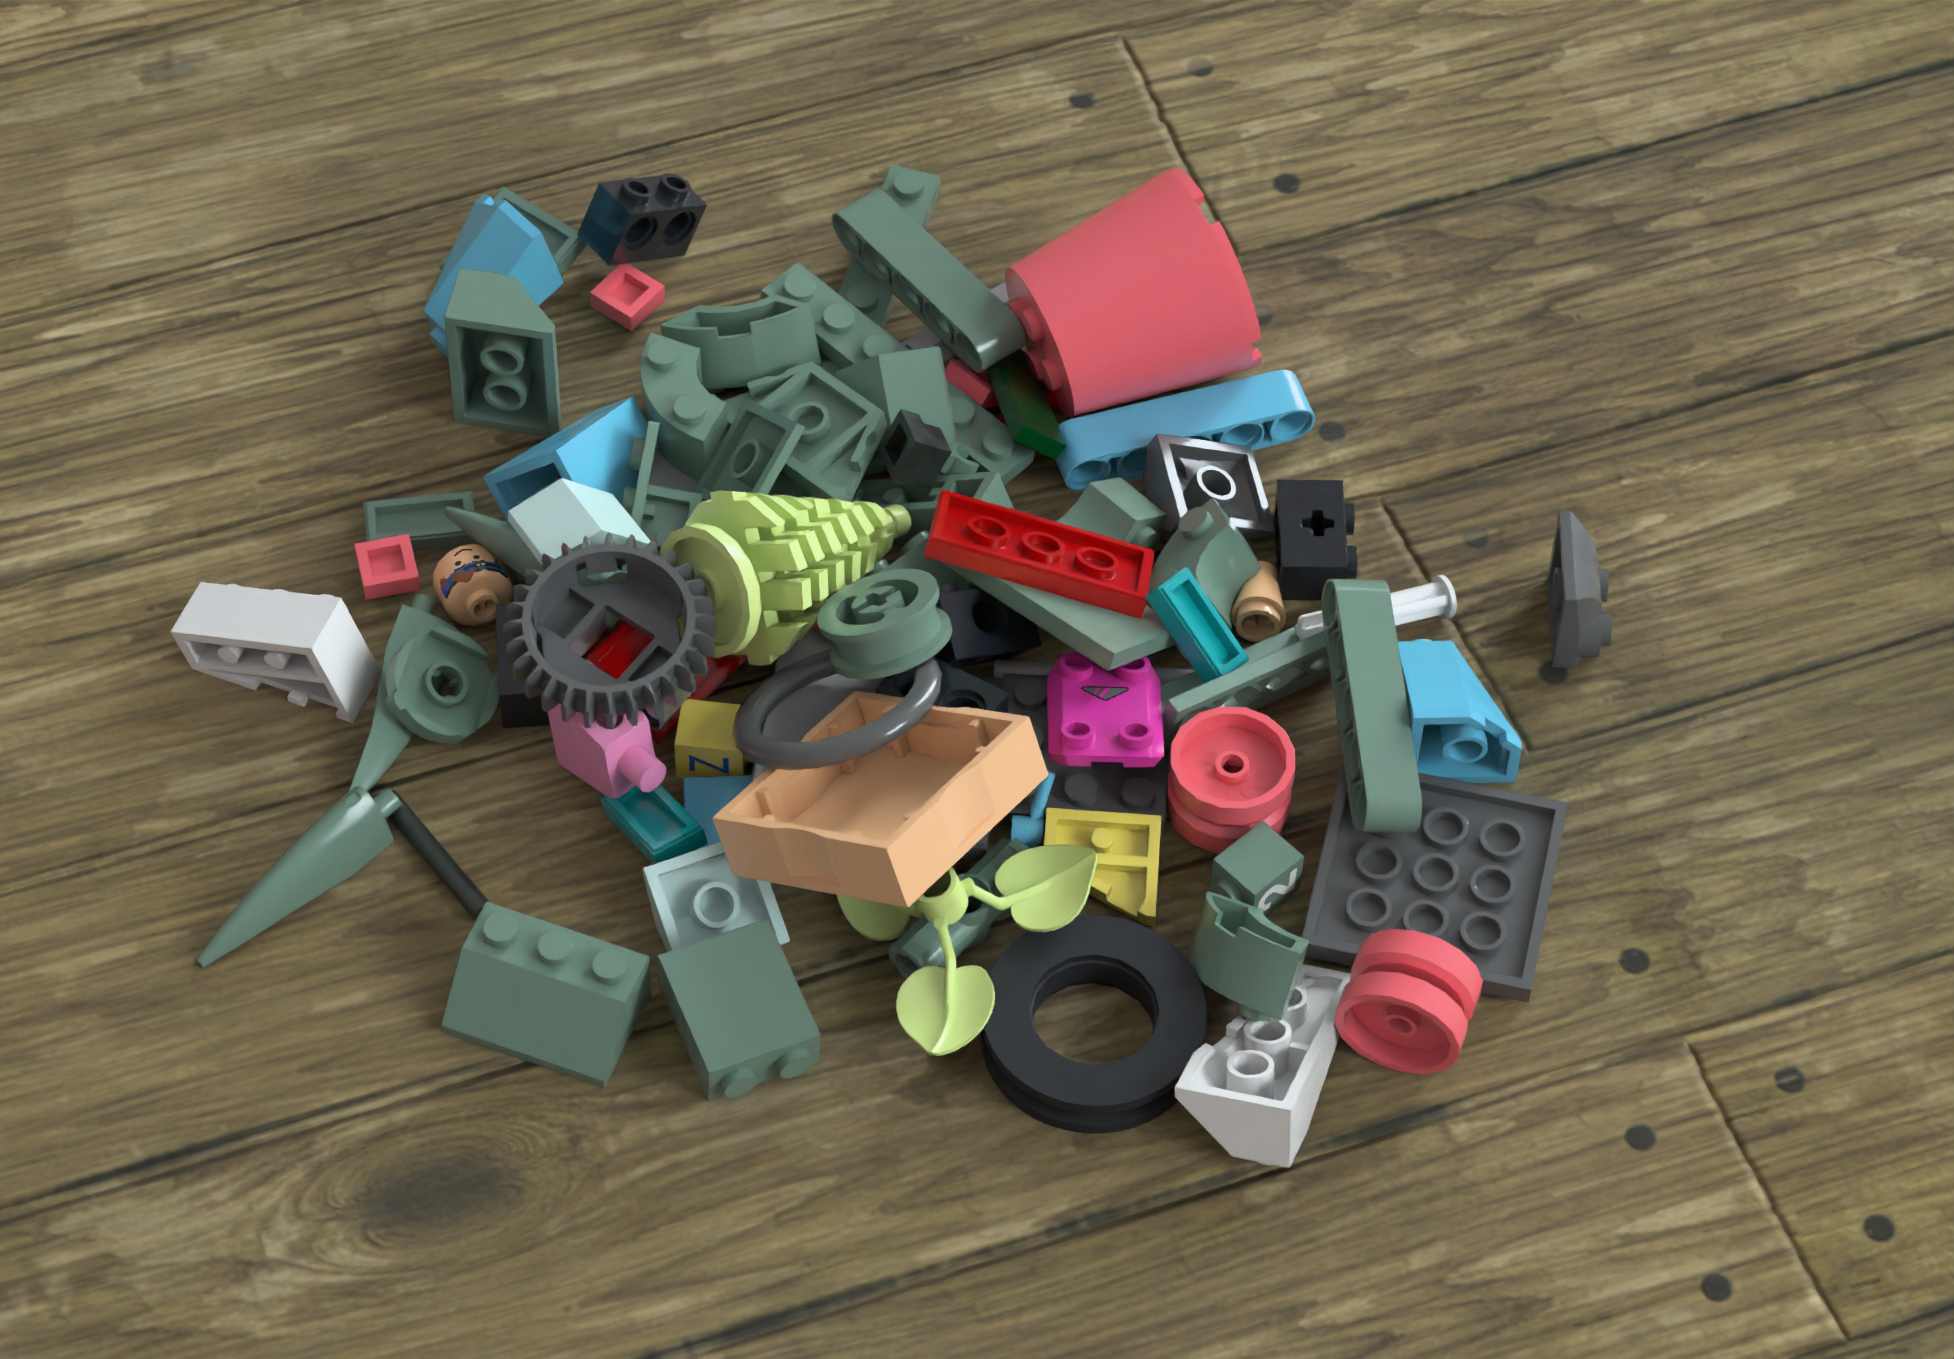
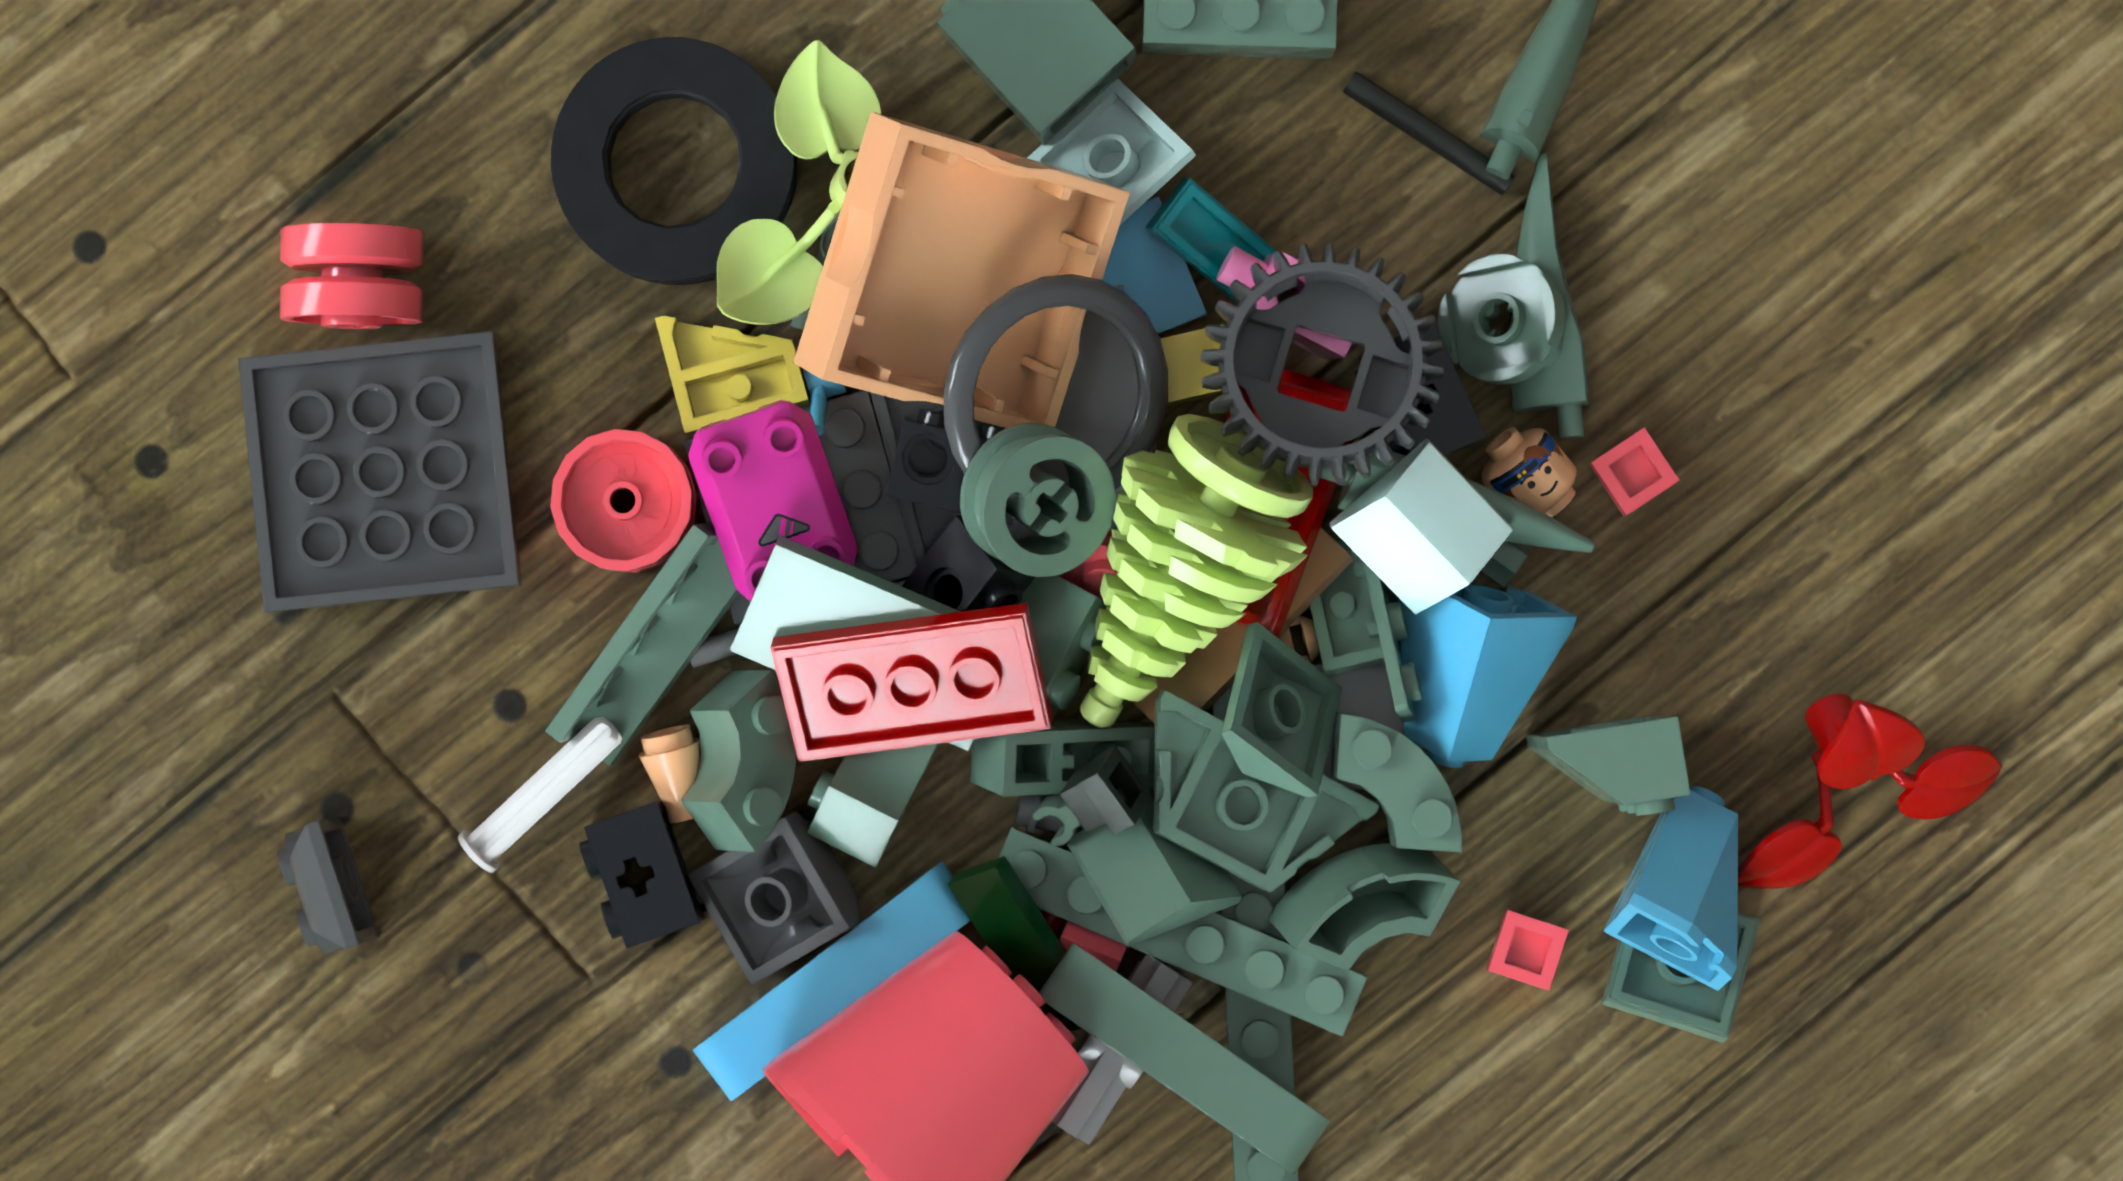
camera: 170 degrees right, 35 degrees up
(279, 640) = (1702, 313): white wedge -> none
(315, 342) = (1857, 746): none -> red plant
(420, 518) = (1627, 554): sand green tile -> none
(642, 219) = (1546, 1042): black brick -> none
(1196, 626) = (712, 655): teal tile -> none
(1246, 957) = (537, 269): sand green brick -> none
(1258, 869) = (566, 401): sand green brick -> none
(1266, 1077) = (481, 160): white wedge -> none
(1371, 706) = (496, 627): sand green beam -> none
(1453, 717) = (428, 681): medium azure slope -> none

